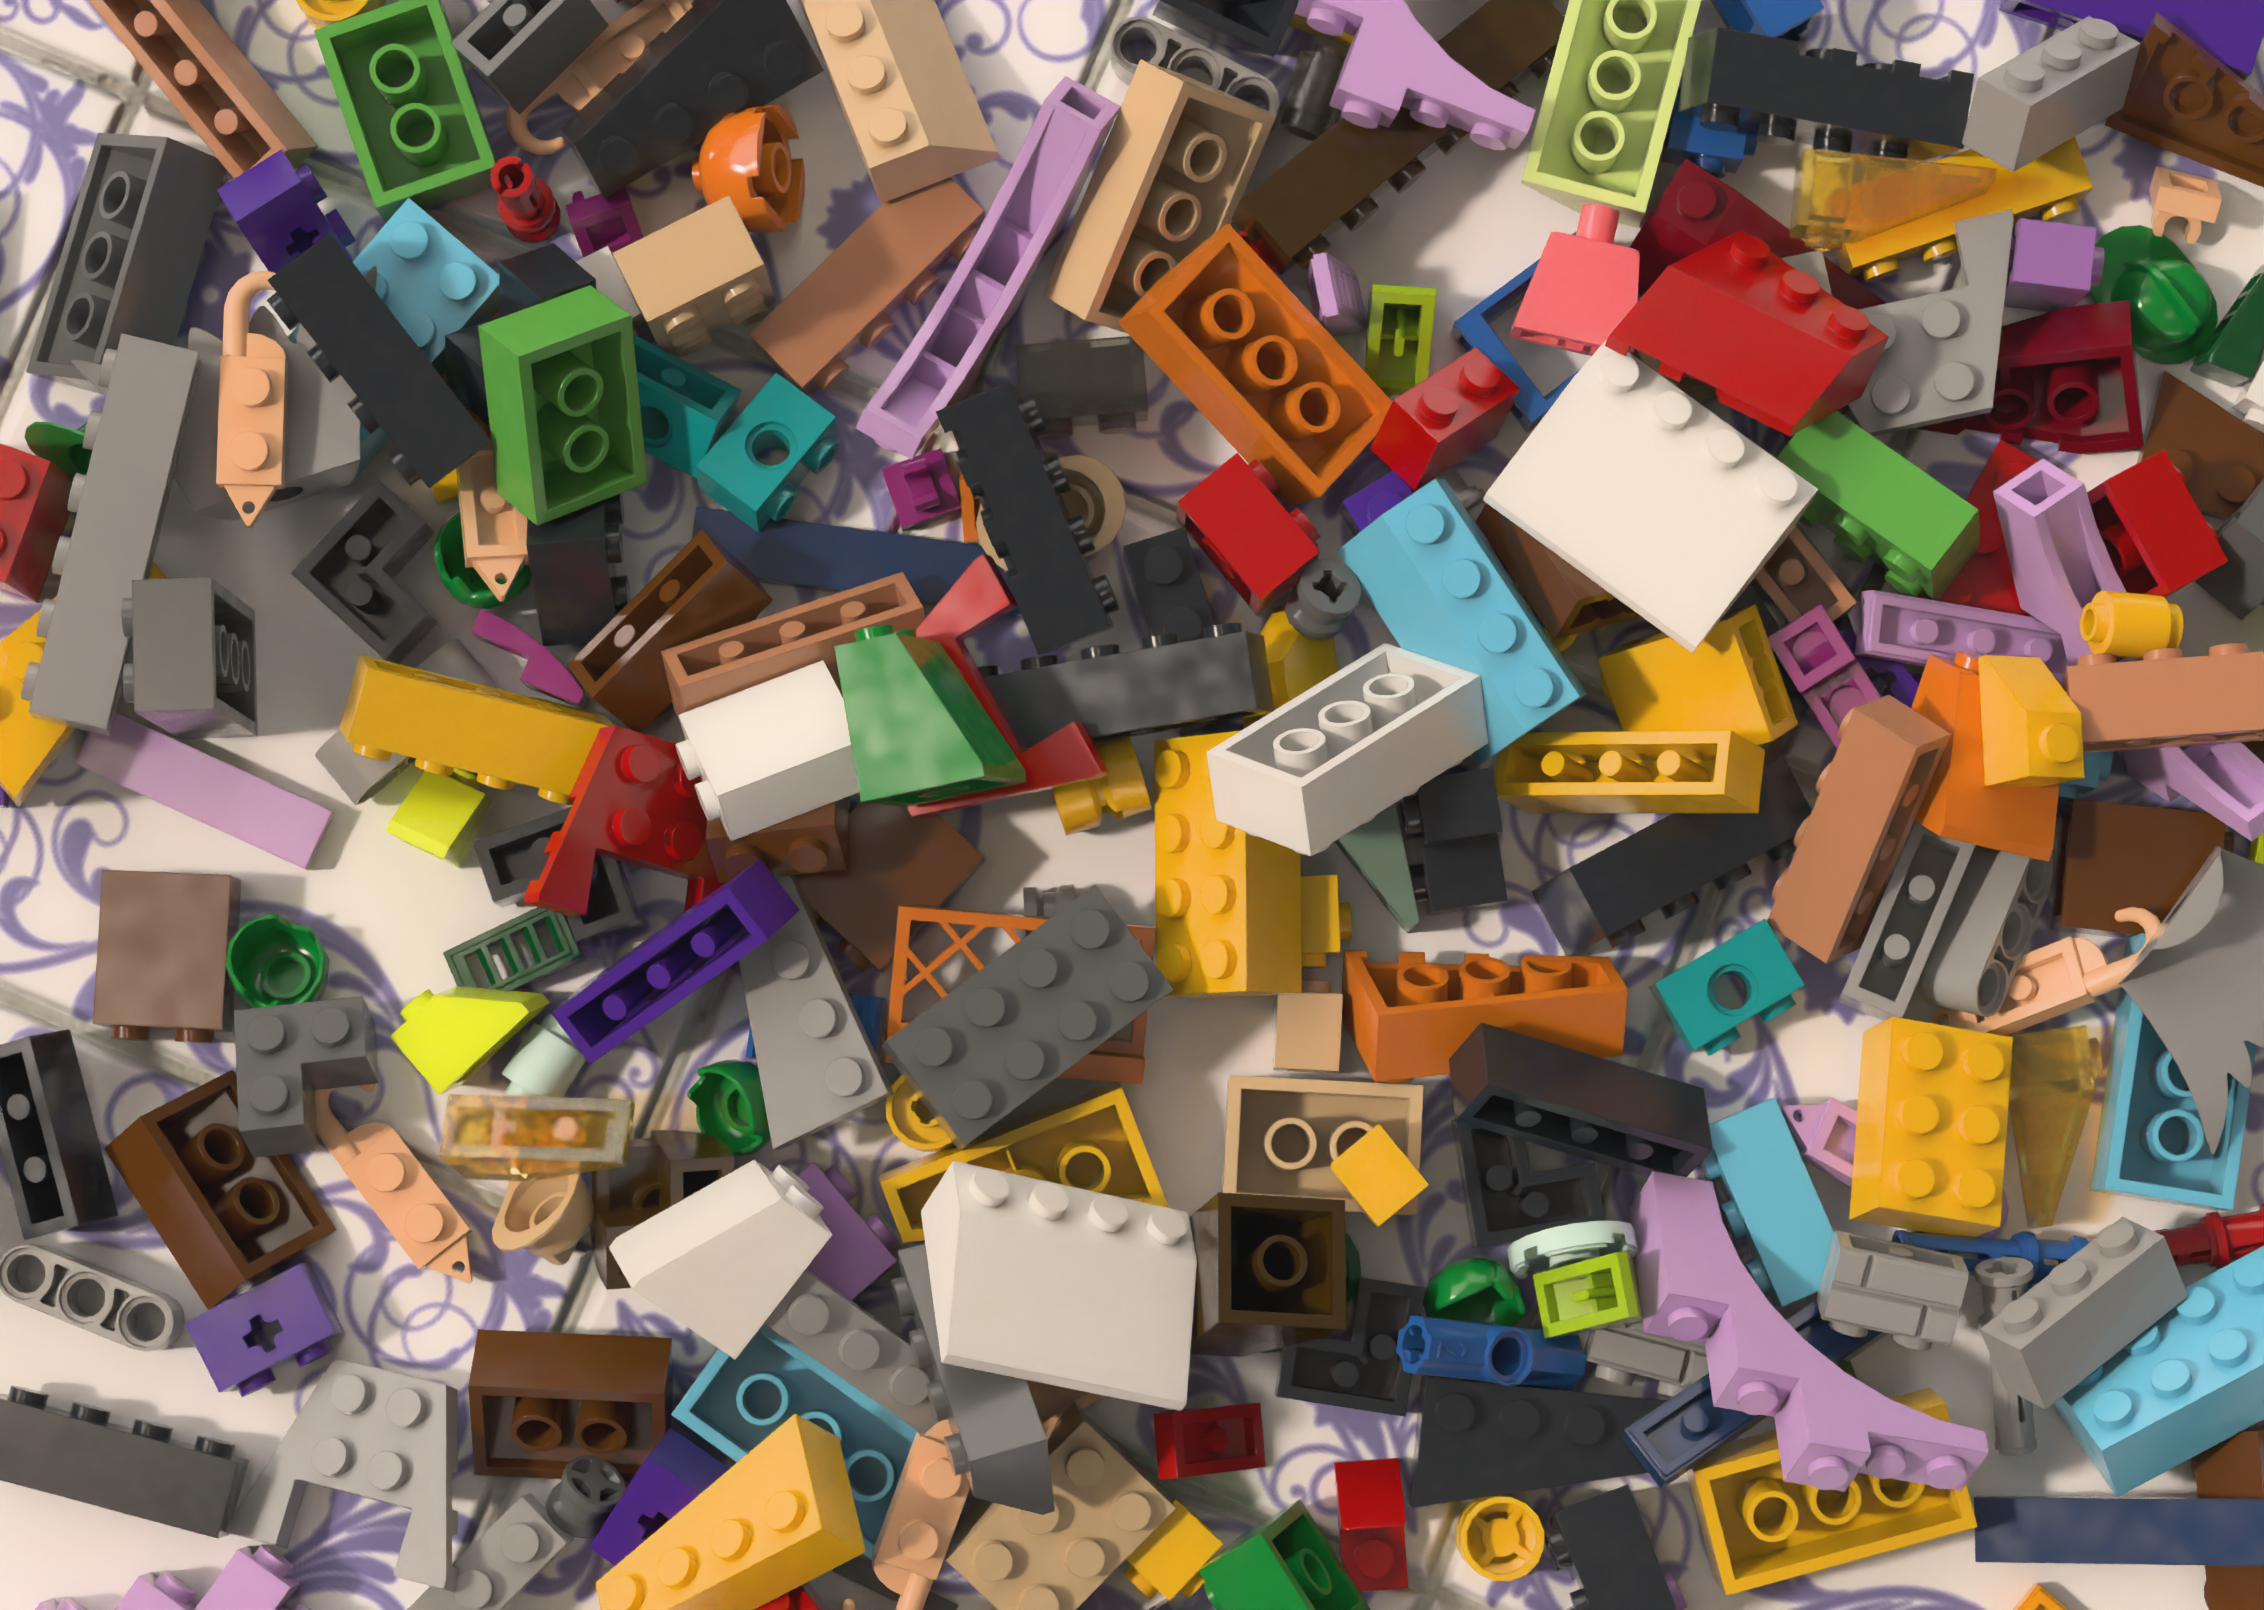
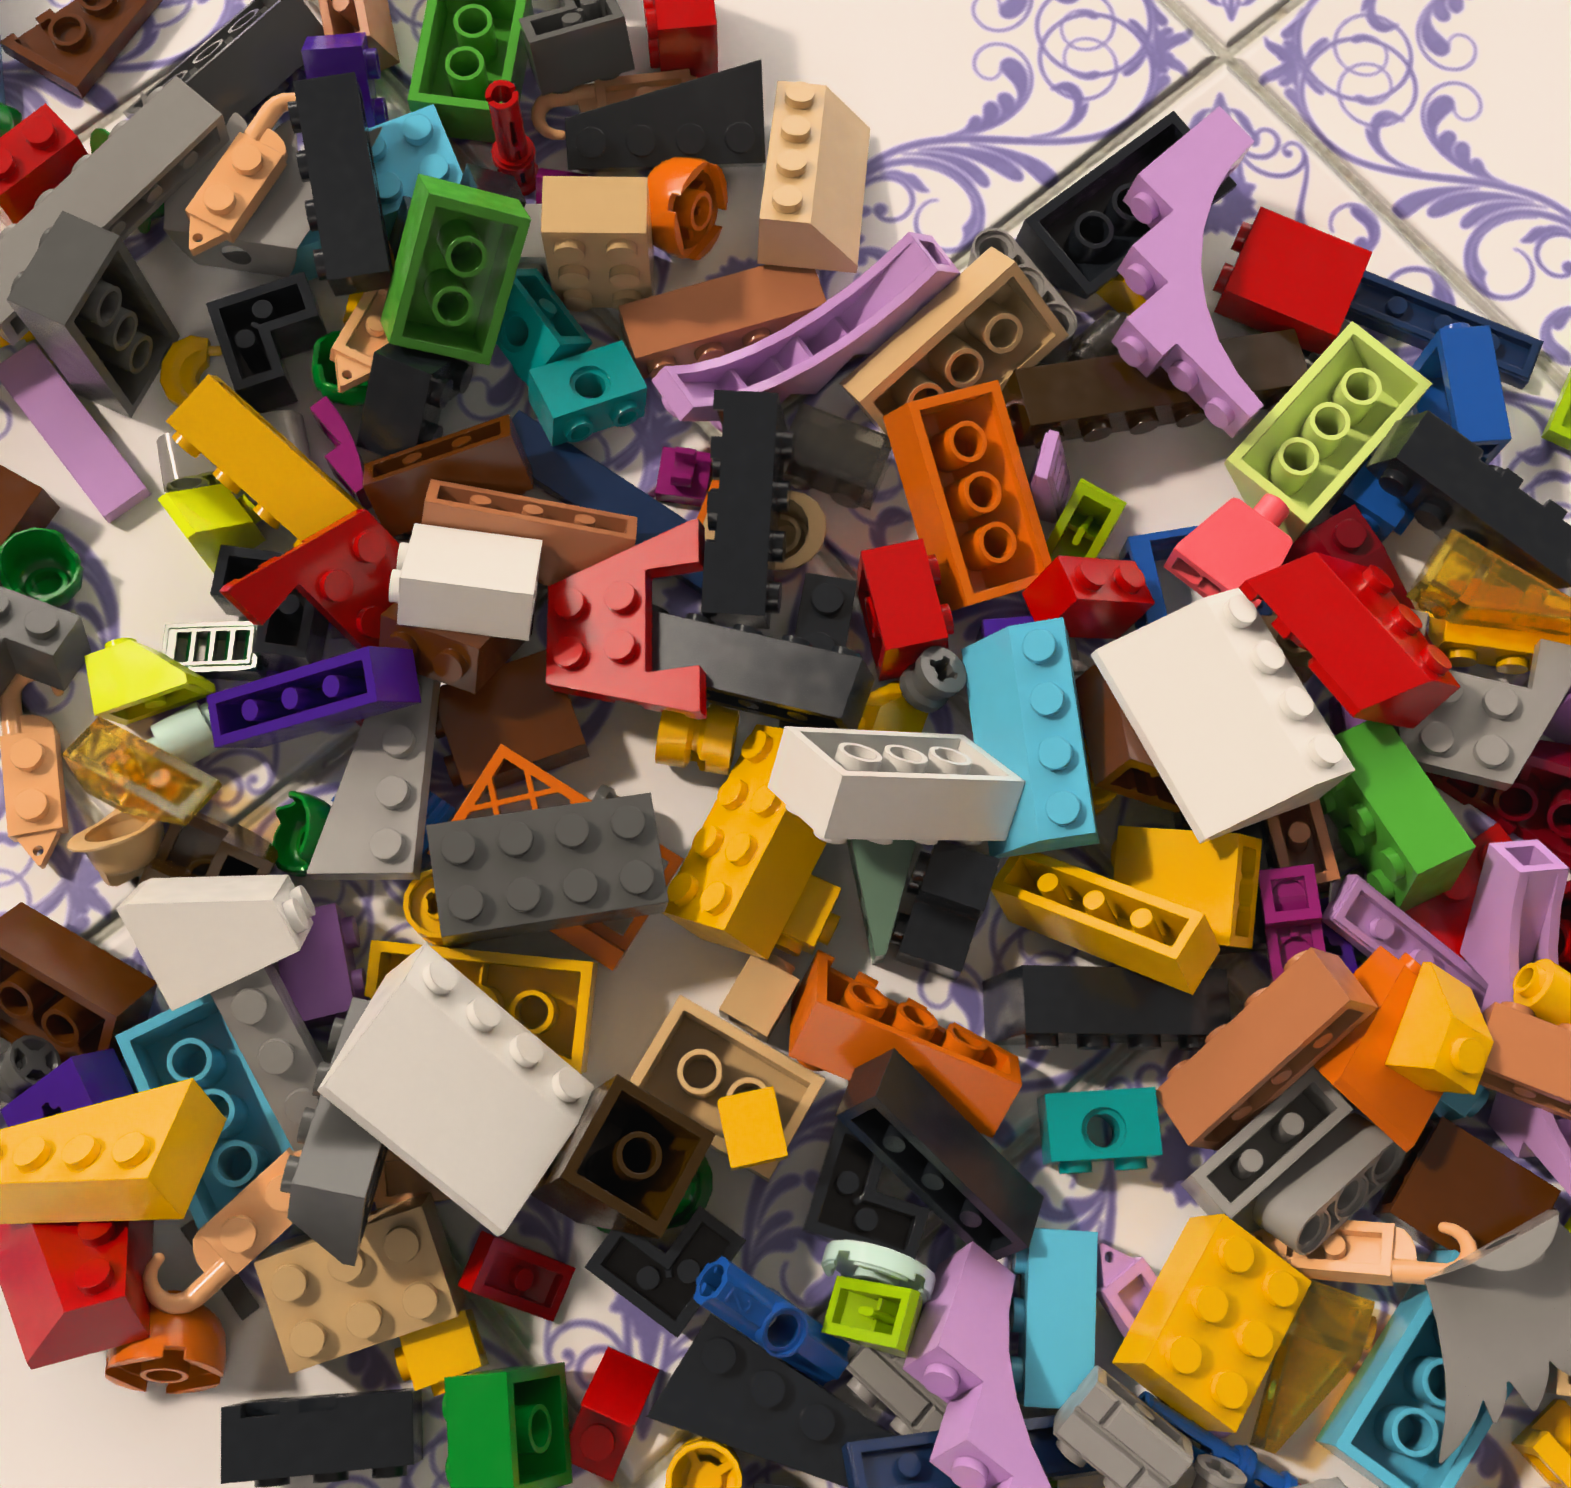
camera: 25 degrees right, 10 degrees down
(286, 657) = (185, 365): none -> yellow piece
(917, 722) = (577, 604): slope -> none
(1475, 1291) = (786, 1266): green hair -> none

